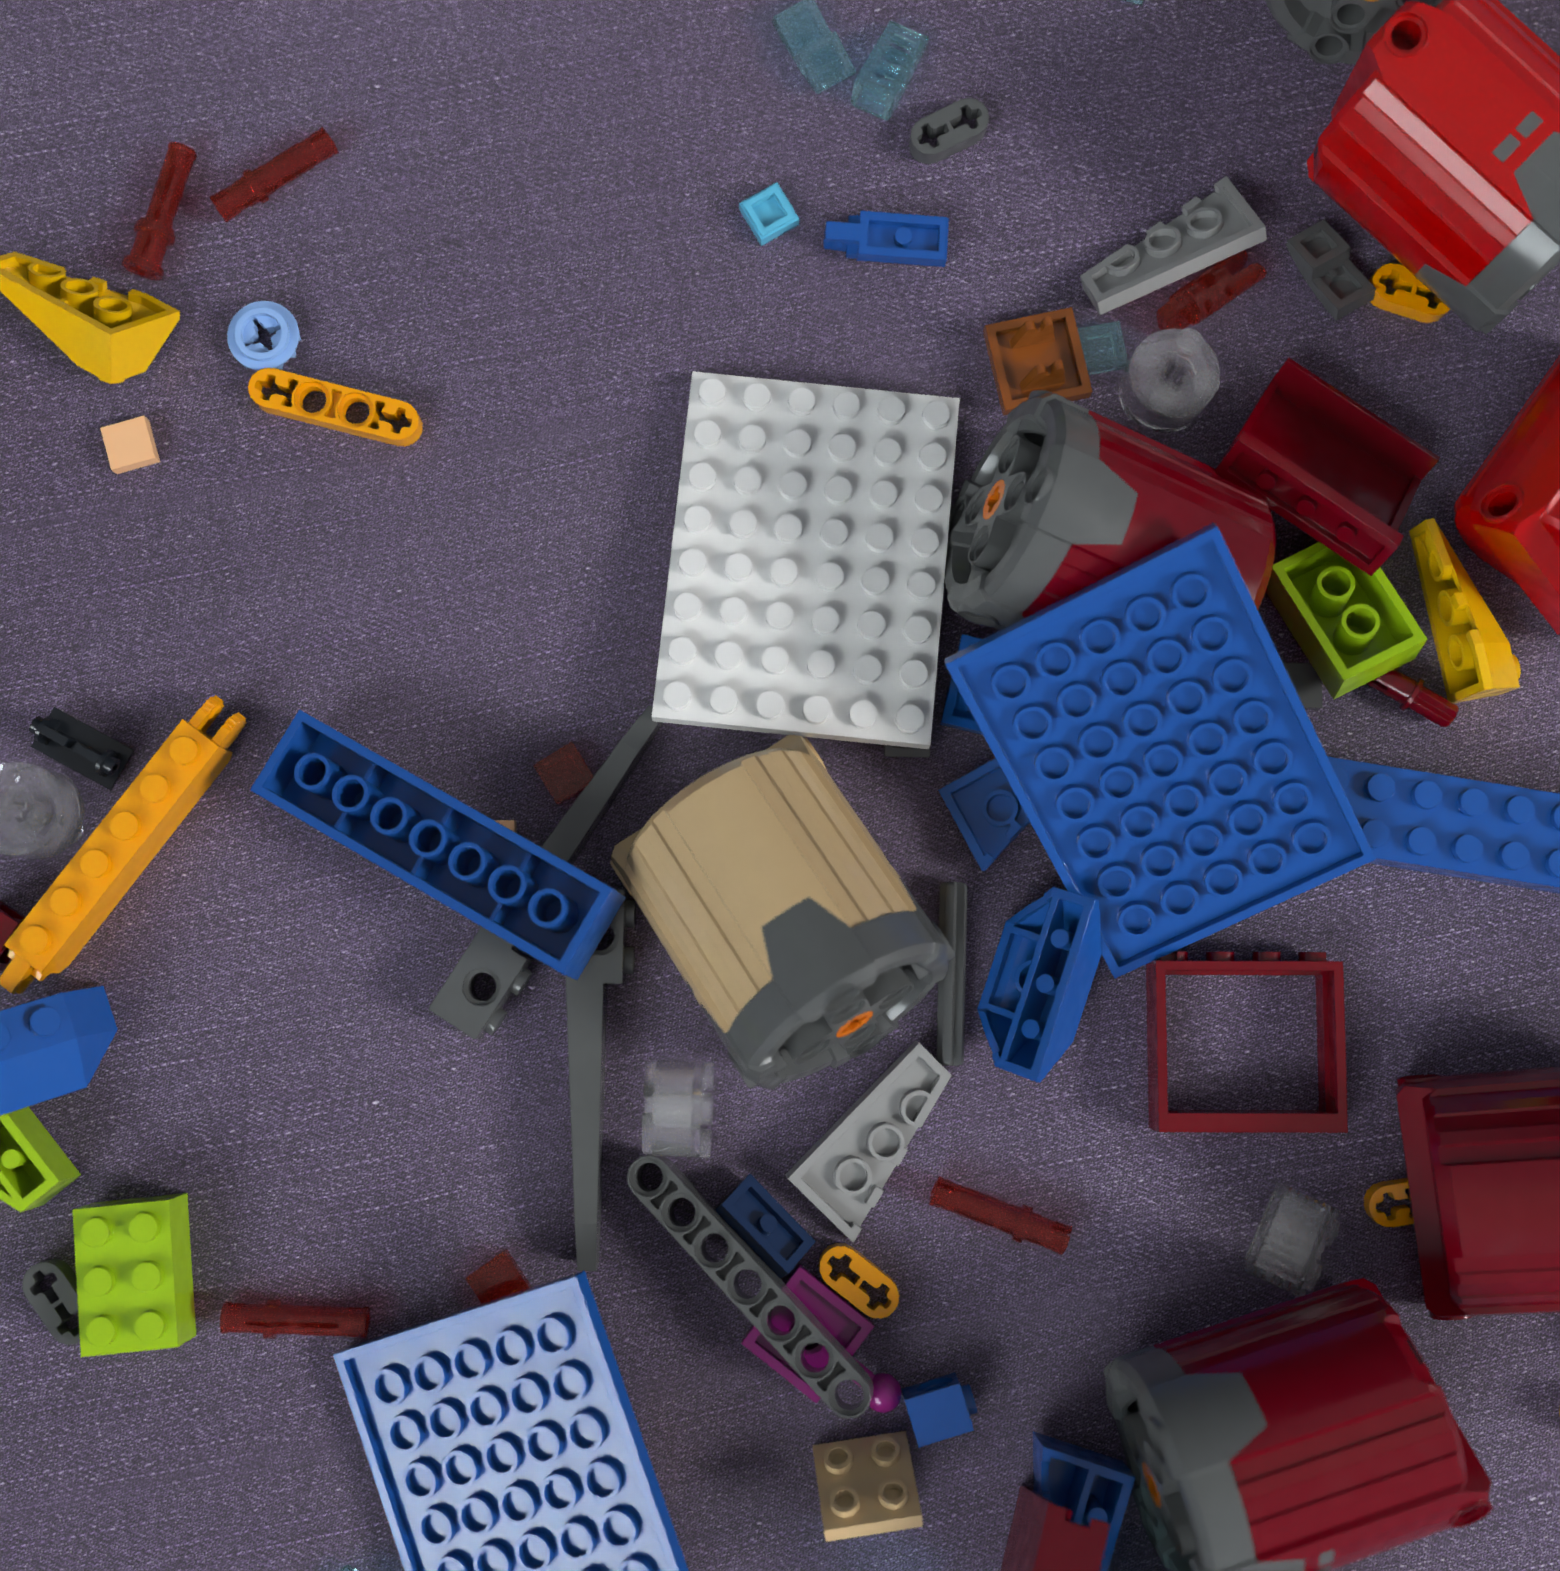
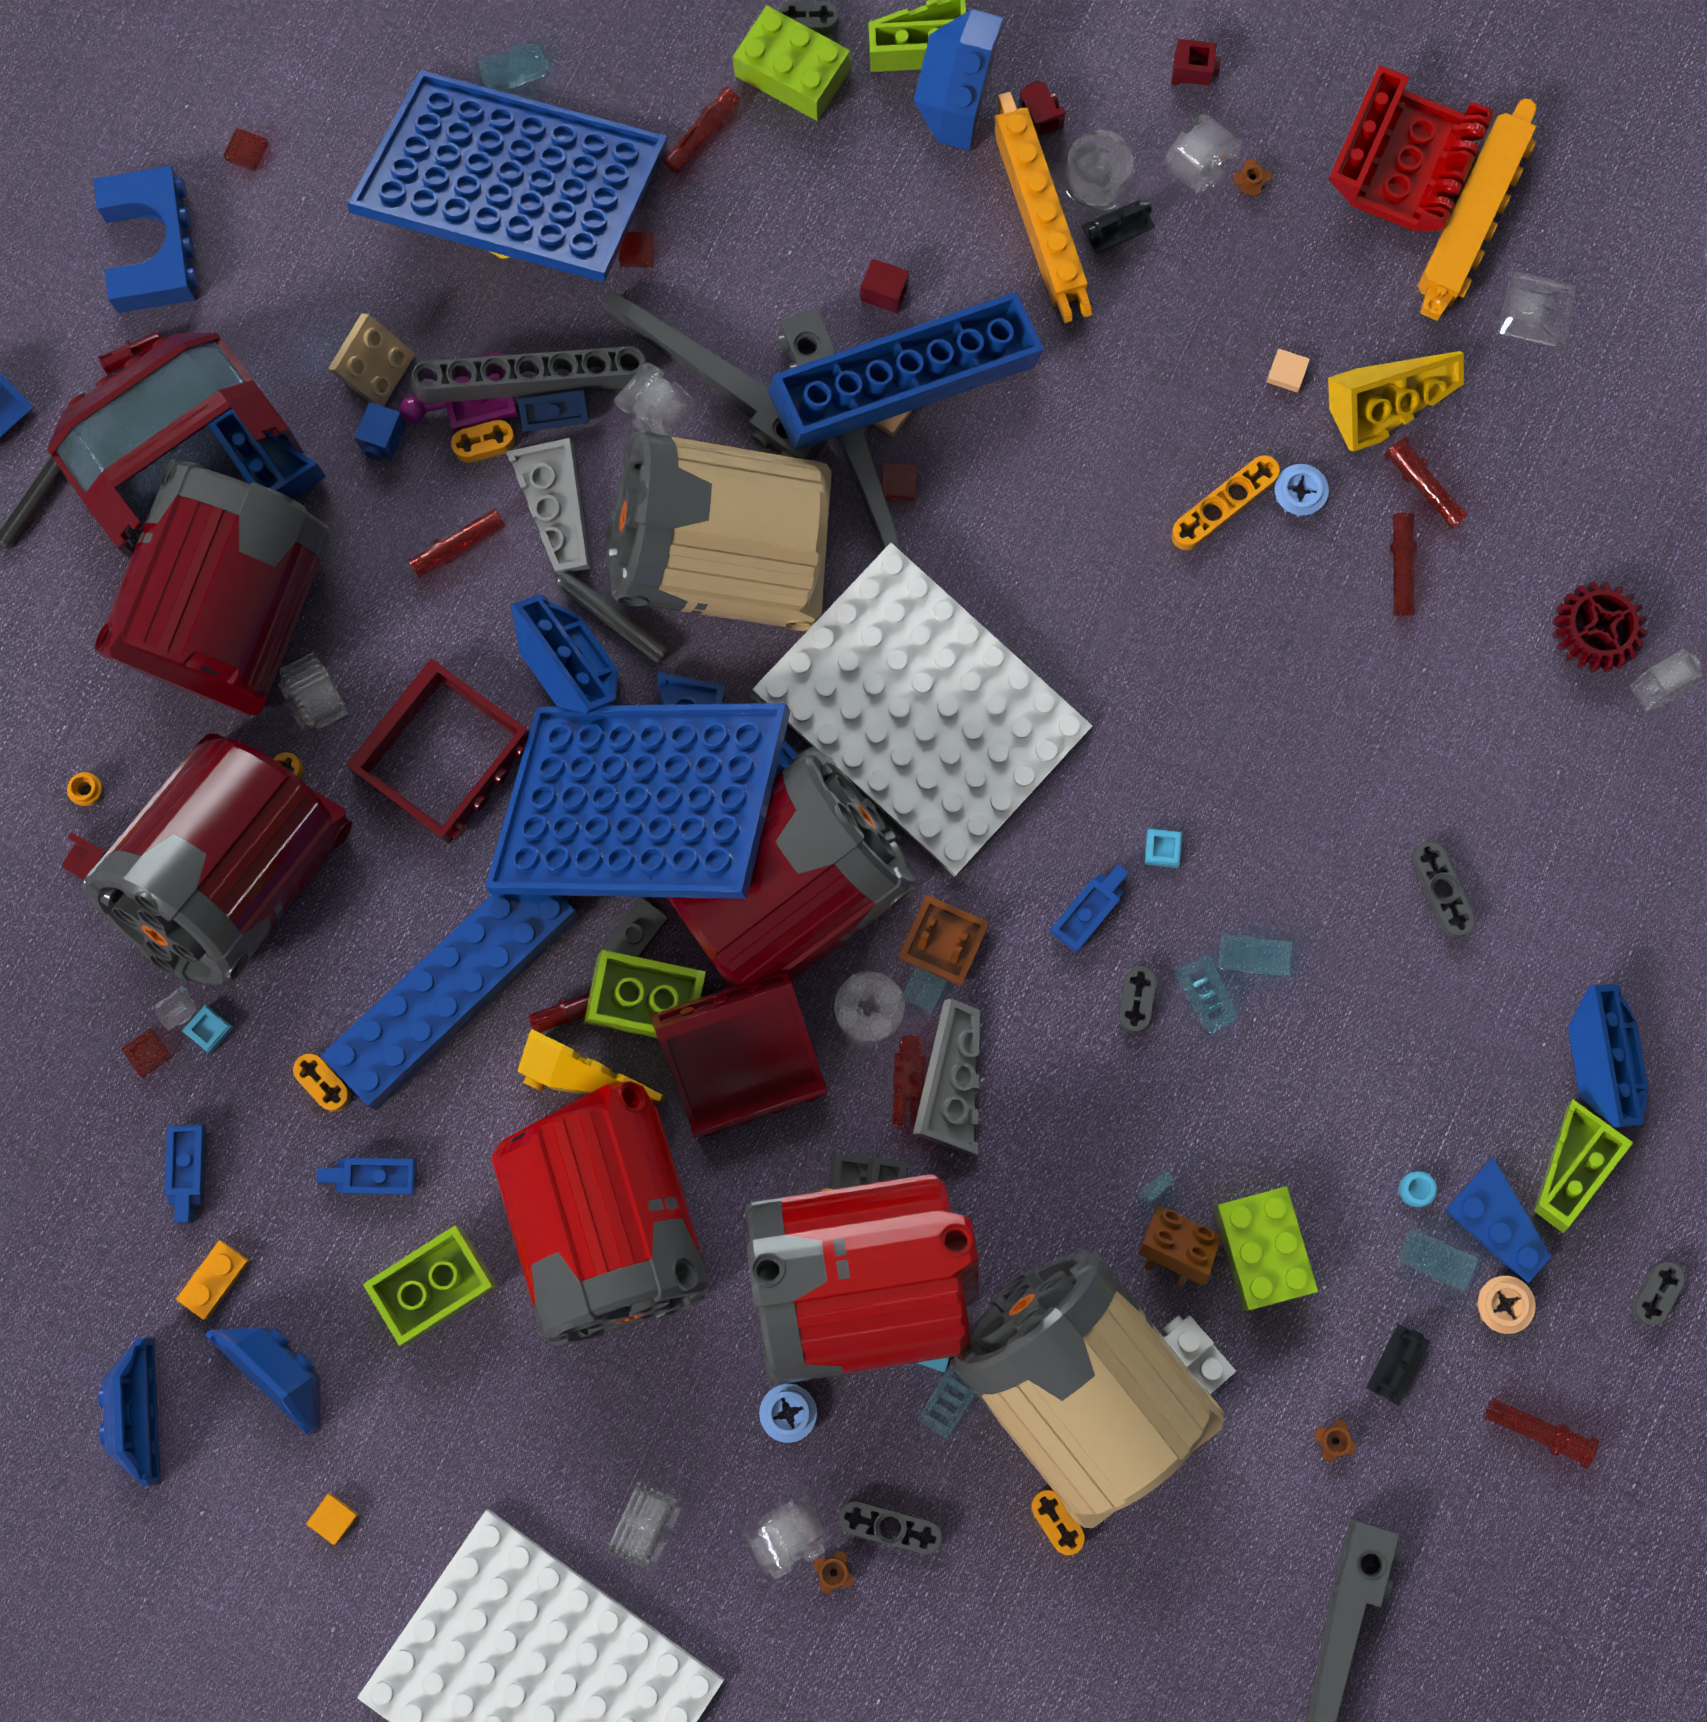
camera: 135 degrees right, 5 degrees down
(342, 955) = (884, 285): none -> dark red panel

